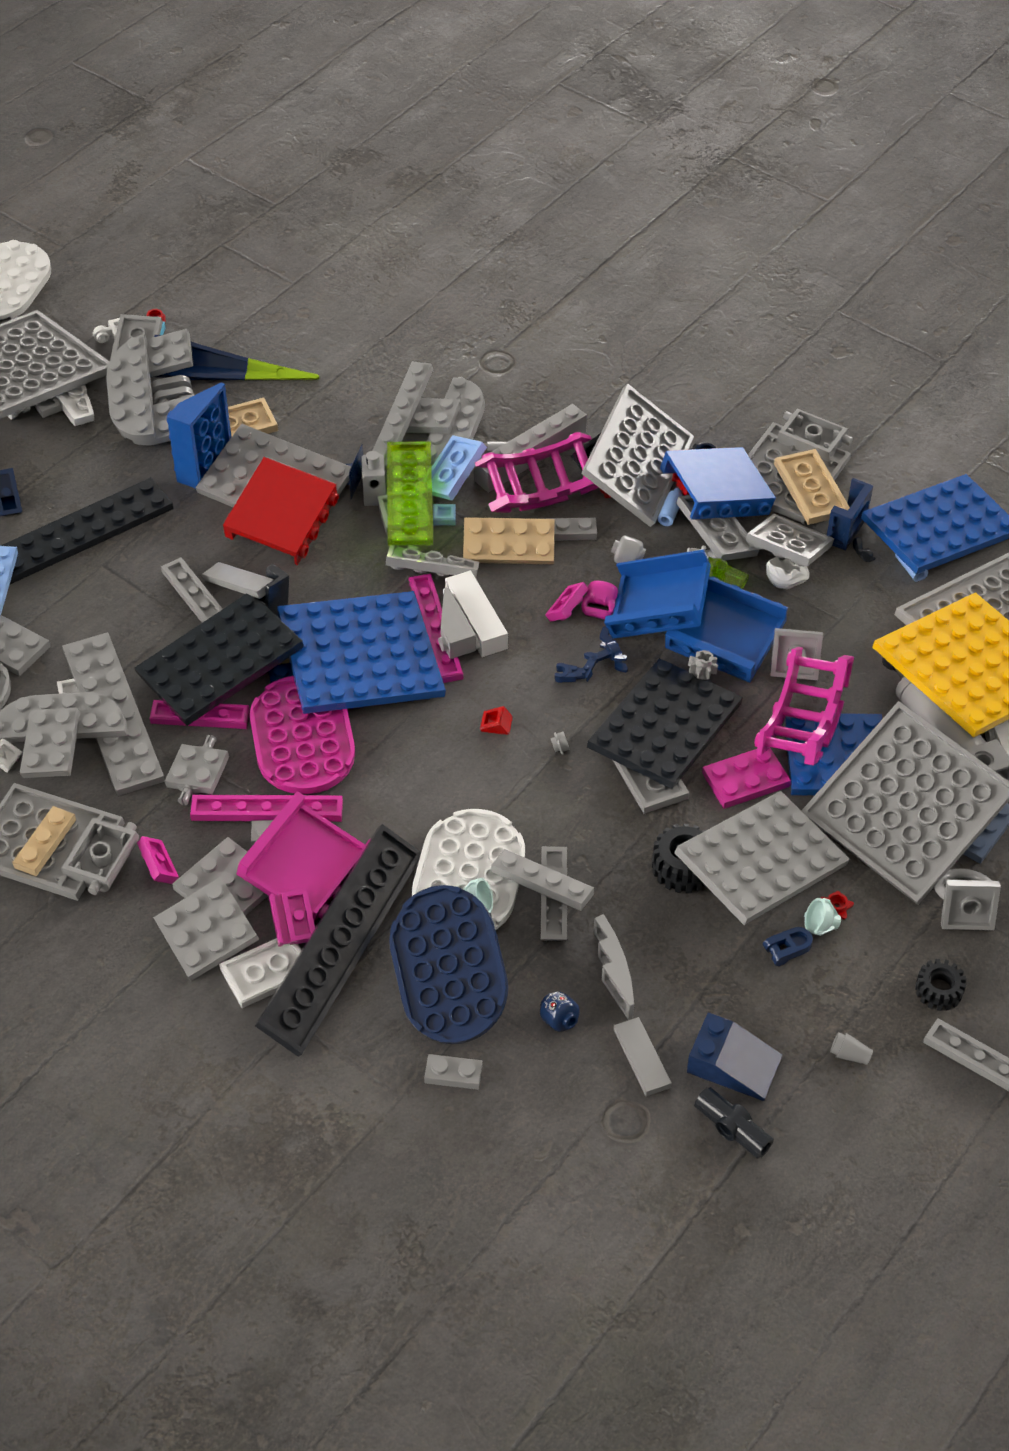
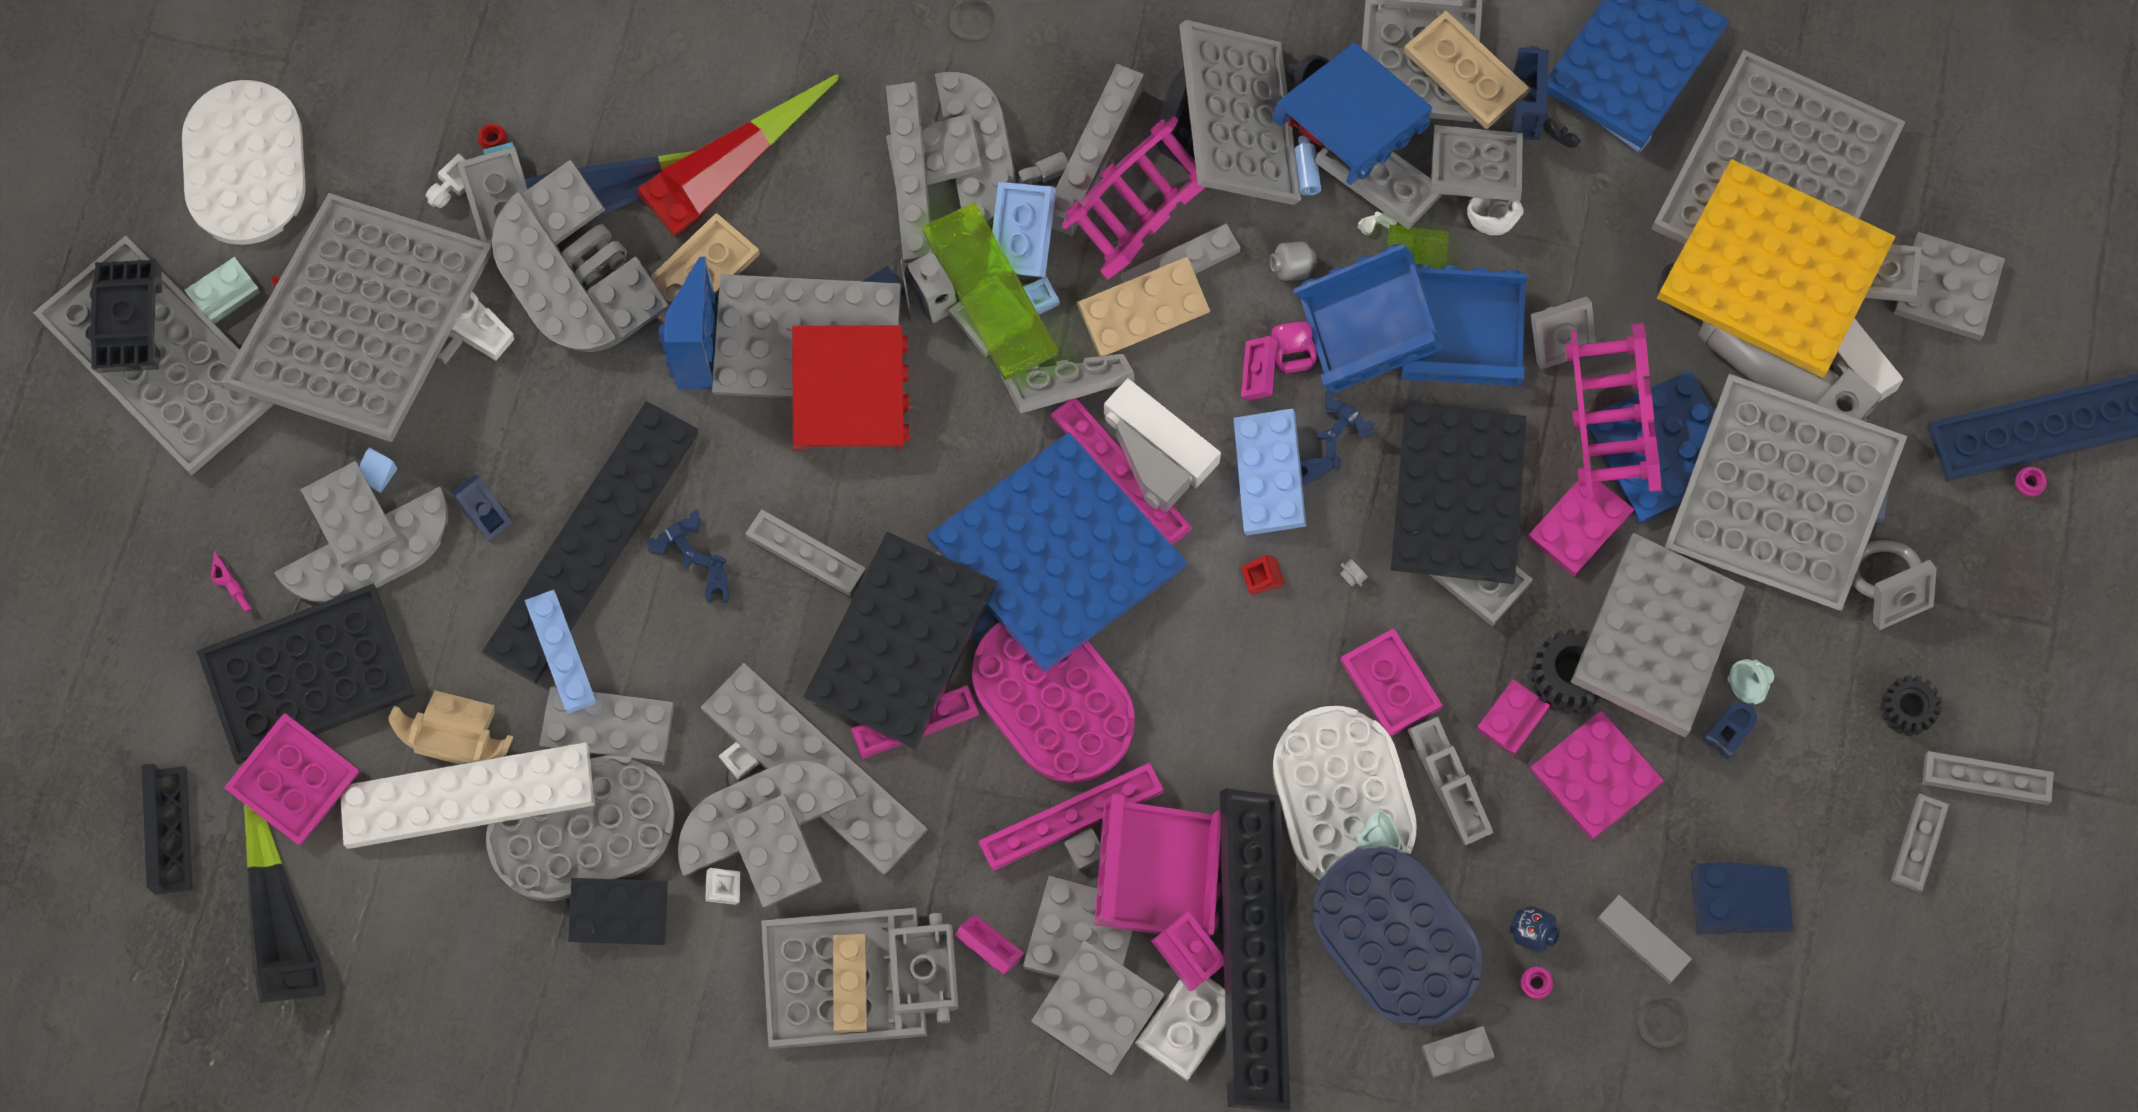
camera: 25 degrees left, 20 degrees up
(118, 551) = (676, 535): none -> dark blue piece
(196, 769) = (958, 800): light grey plate -> none
(237, 579) = (857, 516): light grey tile -> none
(266, 379) = (697, 181): none -> red plate
(276, 591) = (911, 514): black panel -> none
(537, 662) = (1269, 472): none -> light blue plate
(541, 1043) = (1537, 973): none -> dark pink plate
(542, 879) = (1437, 776): light grey plate -> none
(546, 816) = (1391, 682): none -> dark pink plate
(615, 968) = (1572, 853): light grey slope -> none
(625, 875) = (1513, 717): none -> dark pink plate
(667, 935) = (1596, 775): none -> dark pink plate
(703, 664) = (1465, 395): light grey gear -> none
(734, 1122) = (1778, 975): black piece -> none
(842, 901) = (1759, 643): red plate -> none
(850, 1049) = (1853, 830): light grey cone -> none
(900, 1081) = (1919, 843): none -> light grey tile

